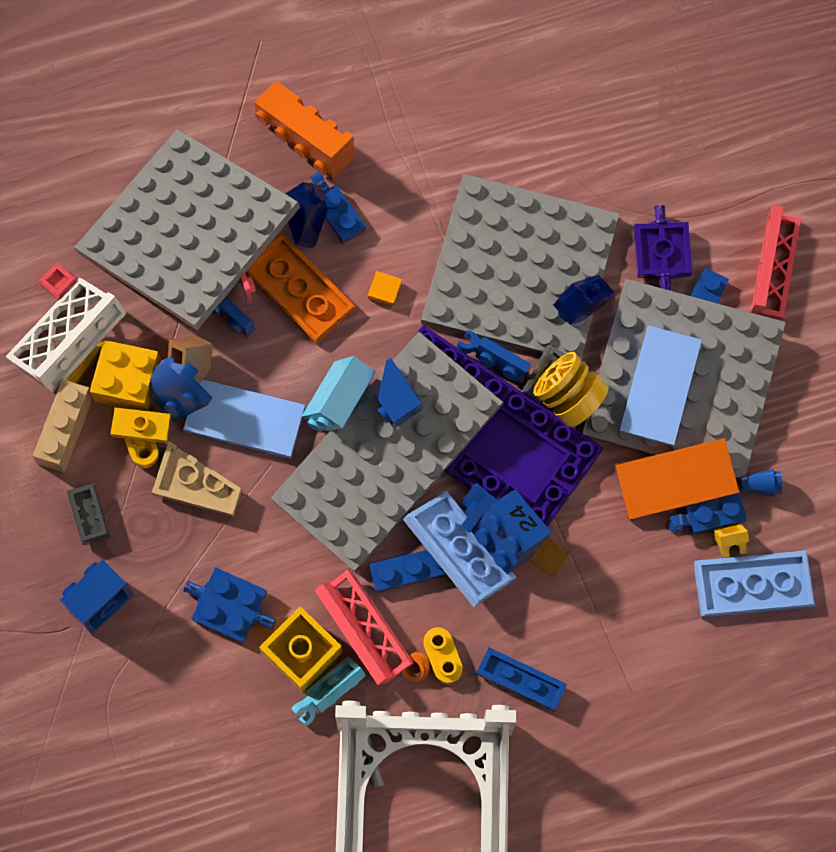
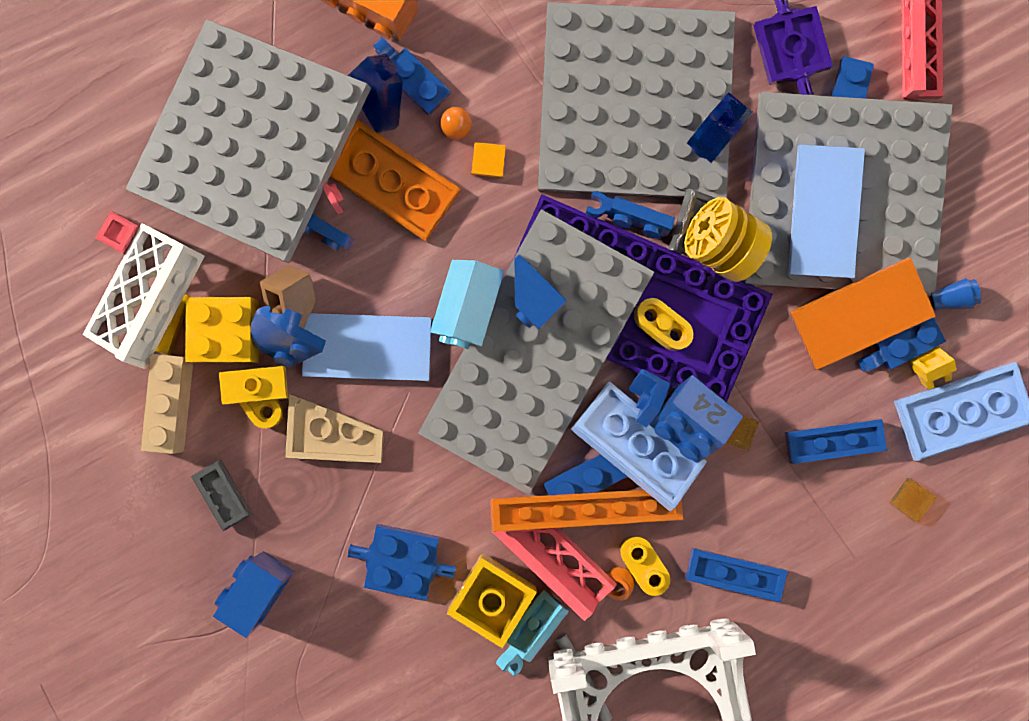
camera: 15 degrees left, 15 degrees up
(364, 253) = (456, 123): none -> orange piece
(396, 589) = (578, 510): none -> orange plate
(504, 450) = (663, 323): none -> yellow plate
(633, 583) = (836, 441): none -> blue plate
(692, 651) = (912, 500): none -> clear yellow tile

